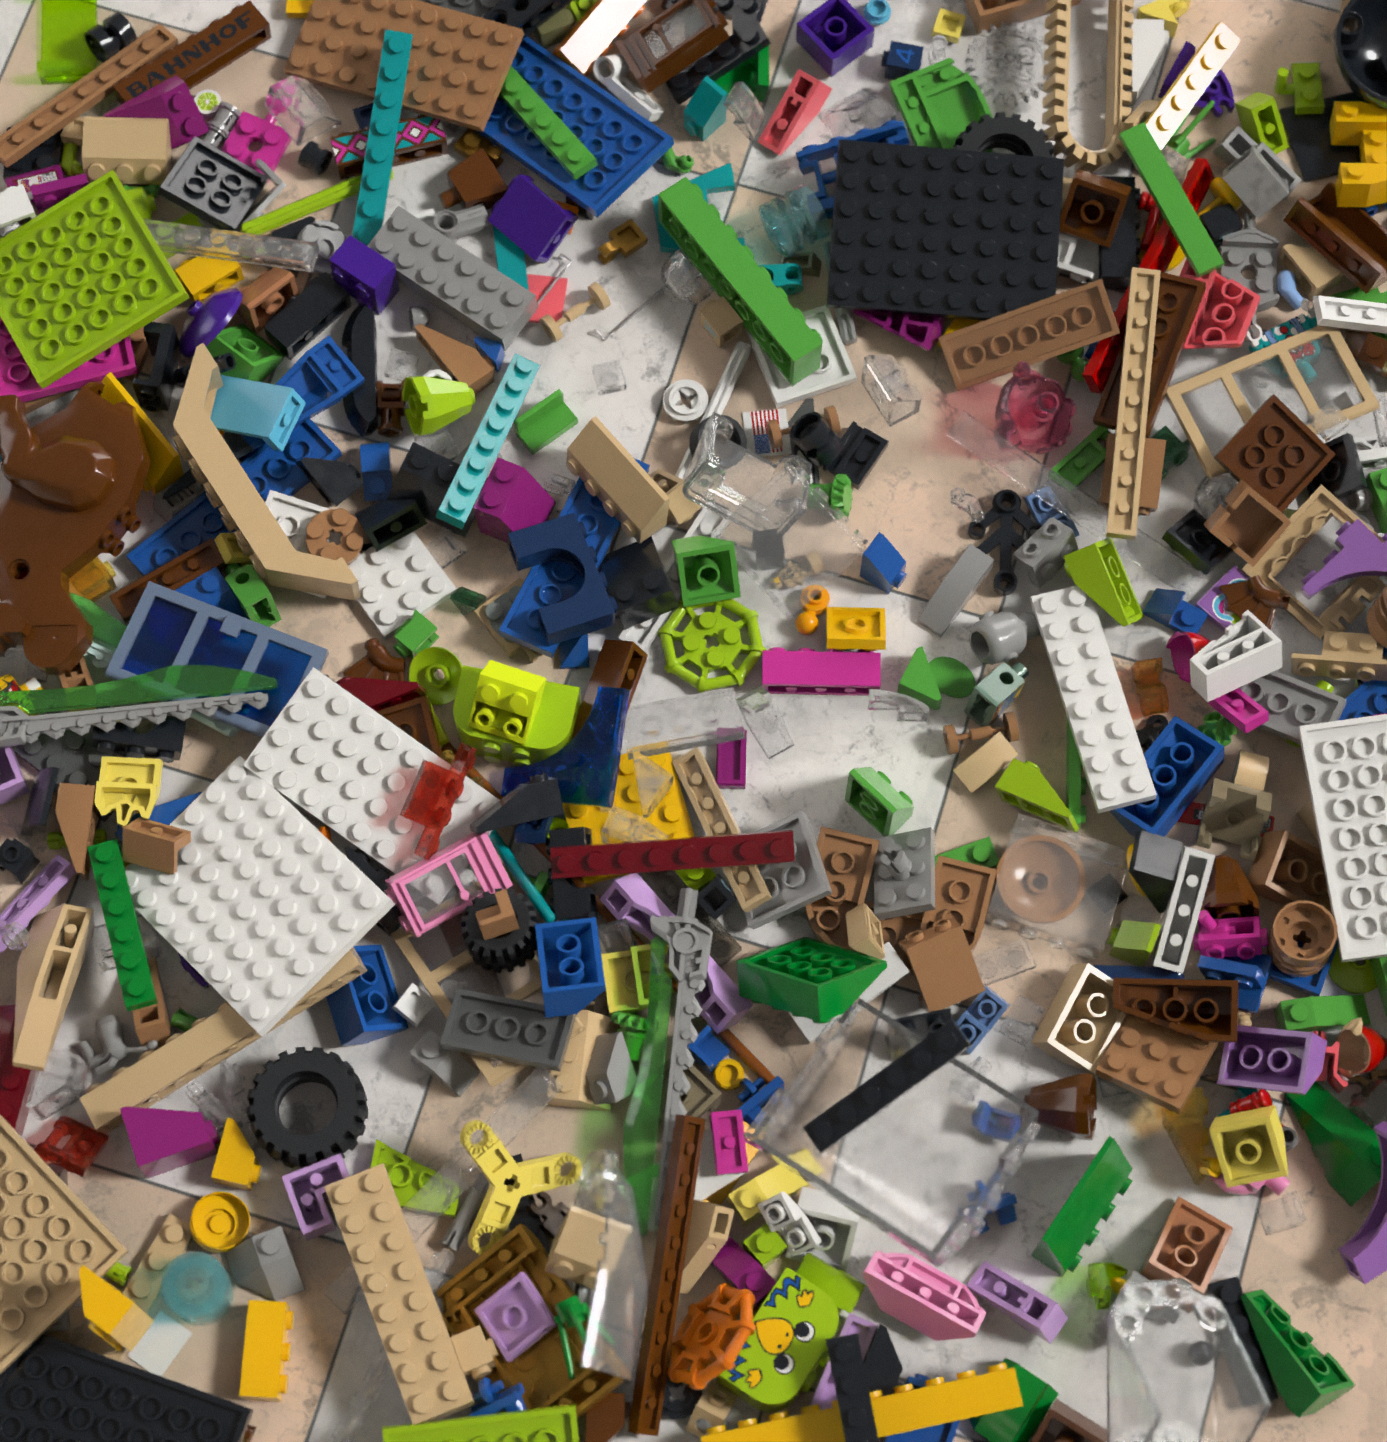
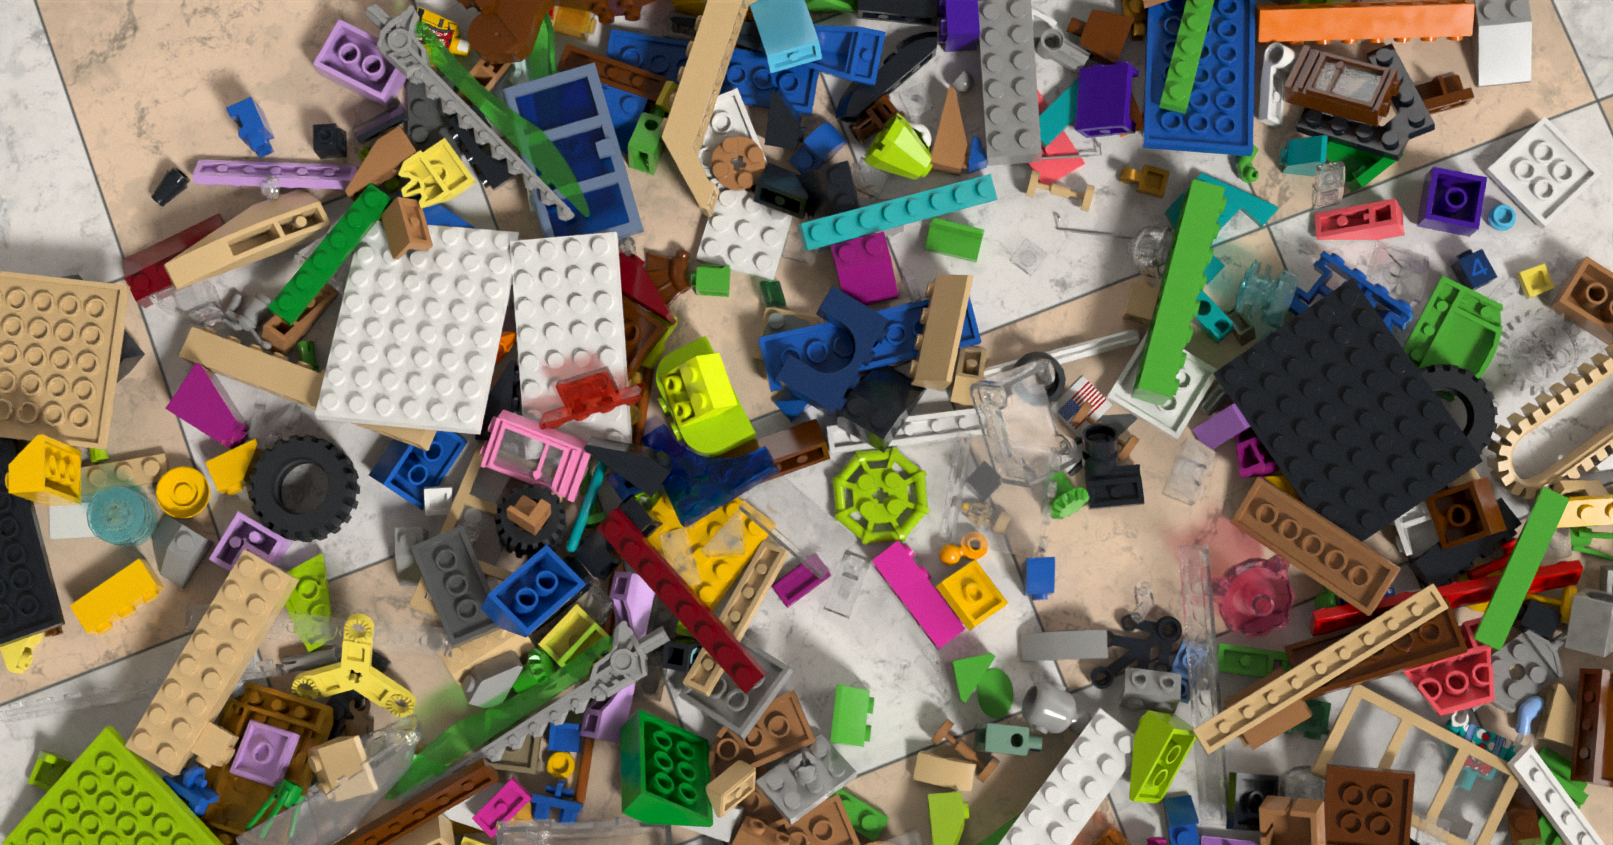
camera: 55 degrees right, 10 degrees up
(80, 1149) = (155, 357): clear red plate -> none
(424, 671) = (695, 318): lime dish -> none
(690, 390) = (1067, 323): white gear -> none
(706, 569) = (926, 448): bright green slope -> none
(875, 332) = (1221, 427): none -> medium lavender tile

